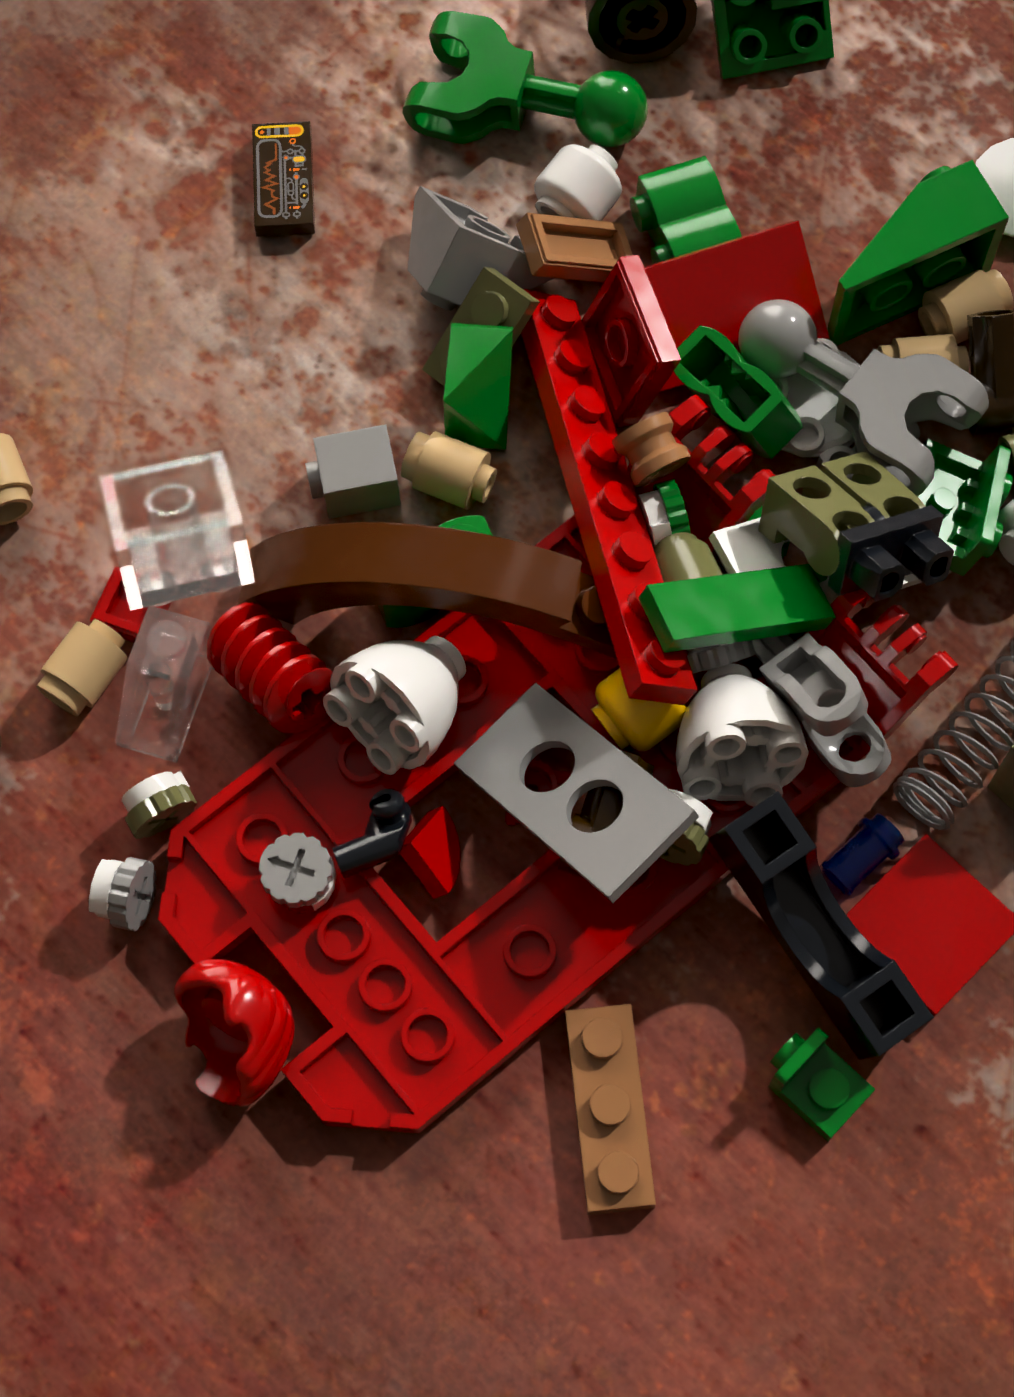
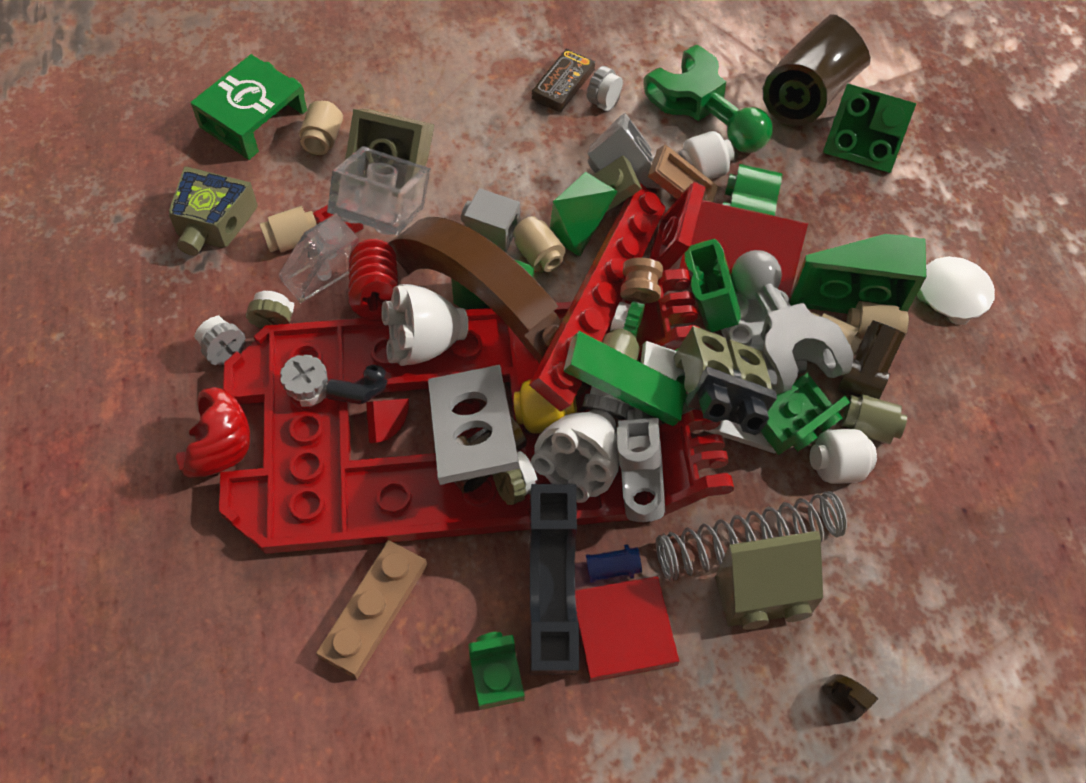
camera: 30 degrees right, 10 degrees down
(112, 434) = (390, 135): none -> olive slope
(360, 161) = (604, 88): none -> white piece

